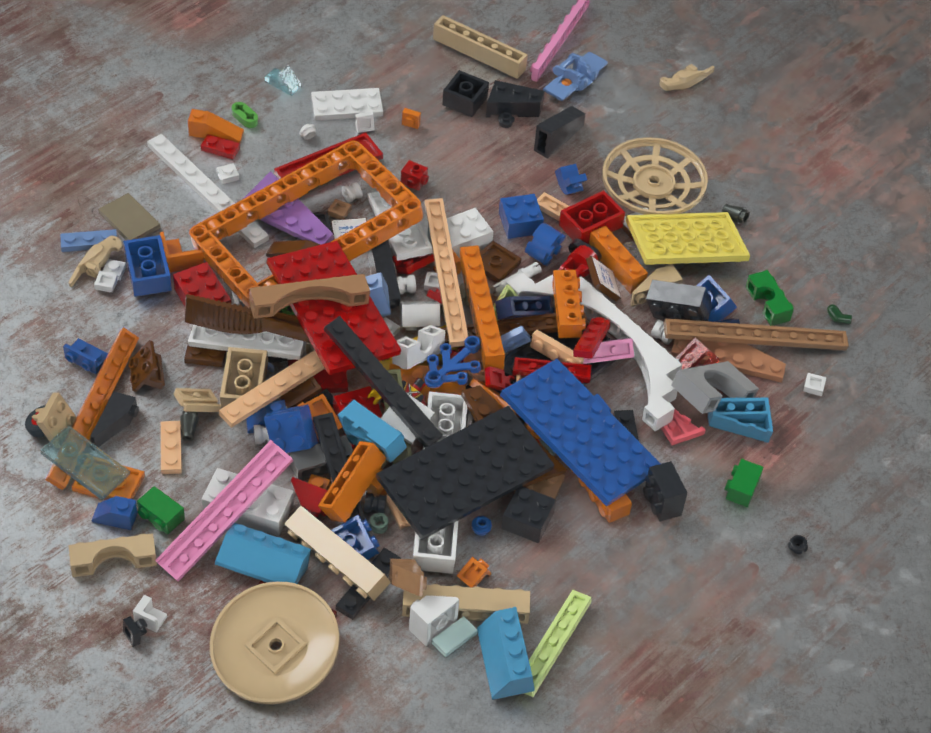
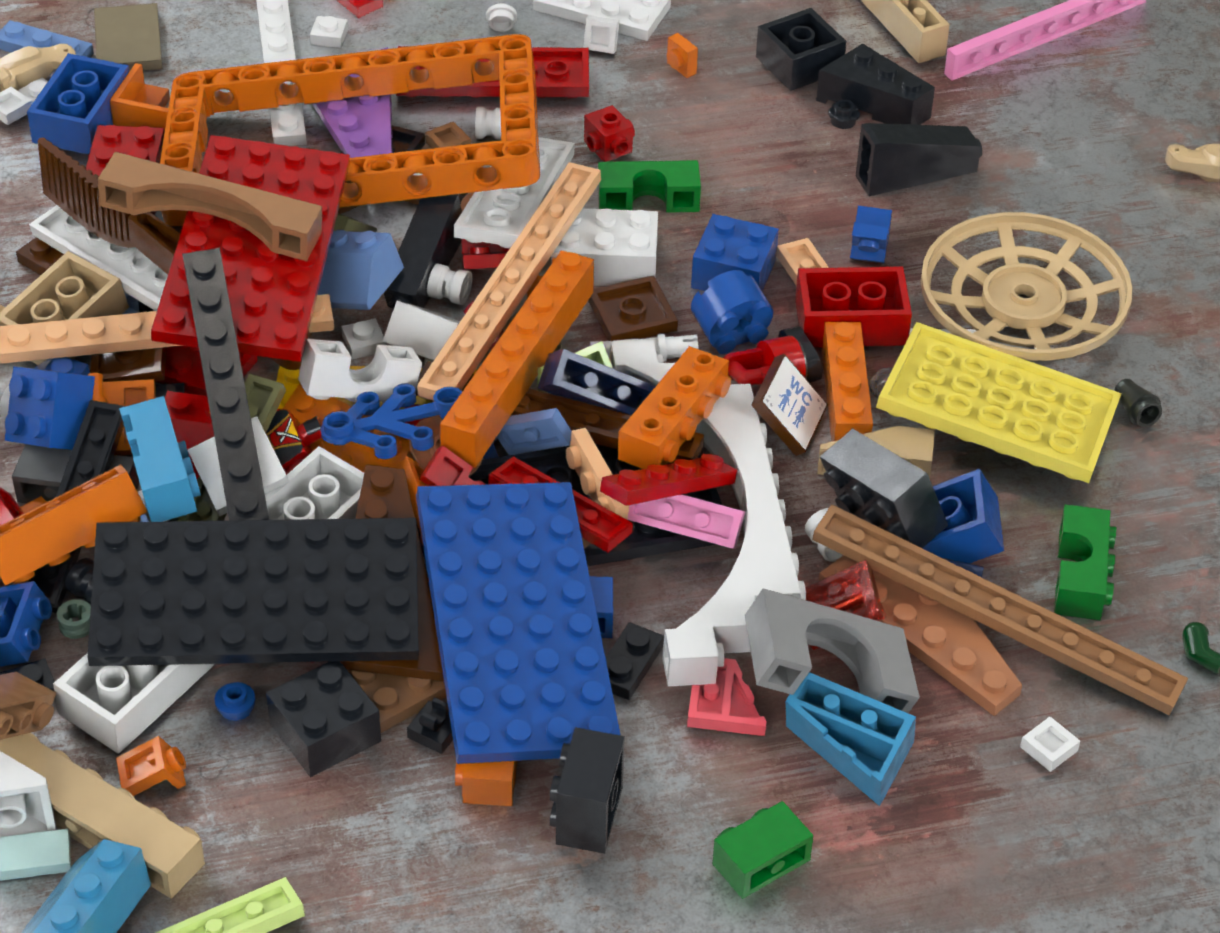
camera: 35 degrees right, 5 degrees down
(463, 188) = (671, 181): none -> green arch
(572, 495) = (432, 726): none -> black tile
(583, 74) = (1007, 96): medium blue piece -> none

